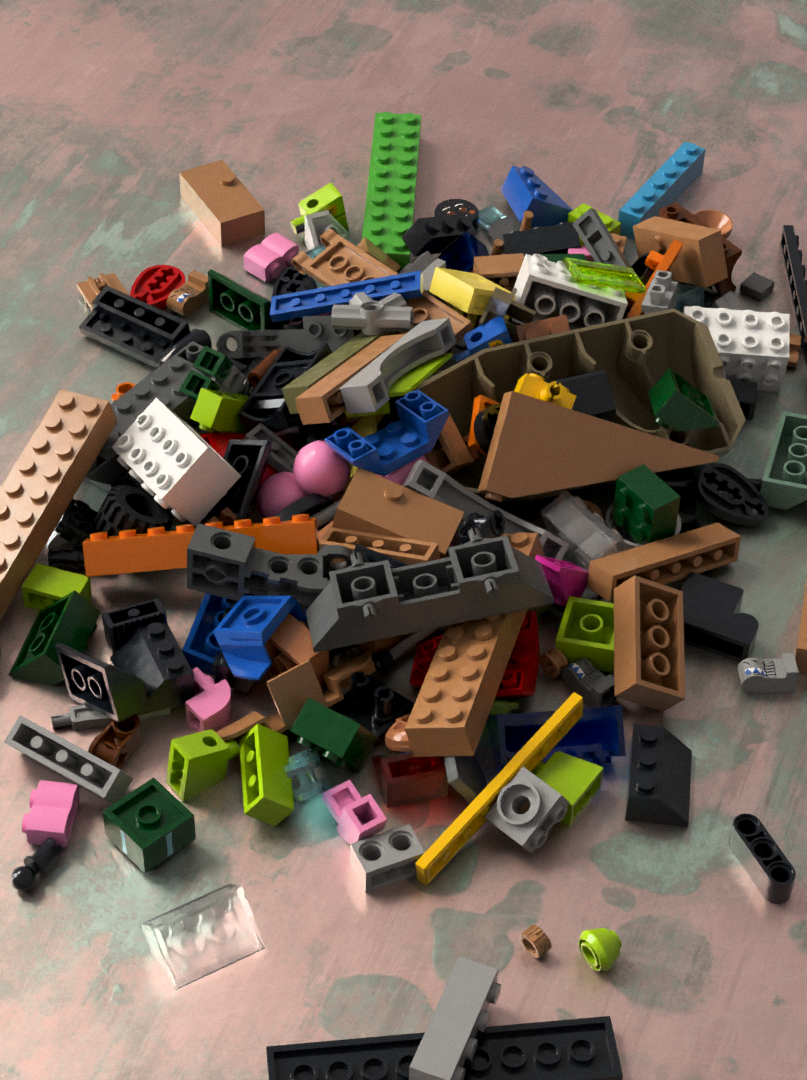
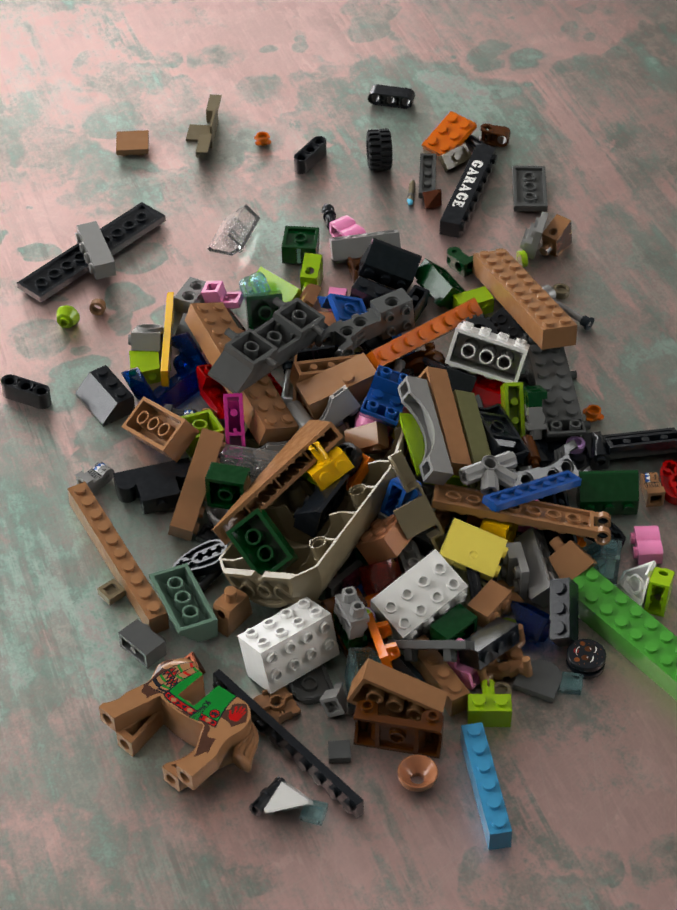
camera: 140 degrees right, 0 degrees up
(490, 525) = (292, 405): black piece -> none
(529, 193) = (551, 698): blue wedge -> none
(604, 275) = (404, 604): clear neon green piece -> none
(757, 431) = (231, 610): none -> medium nougat torso

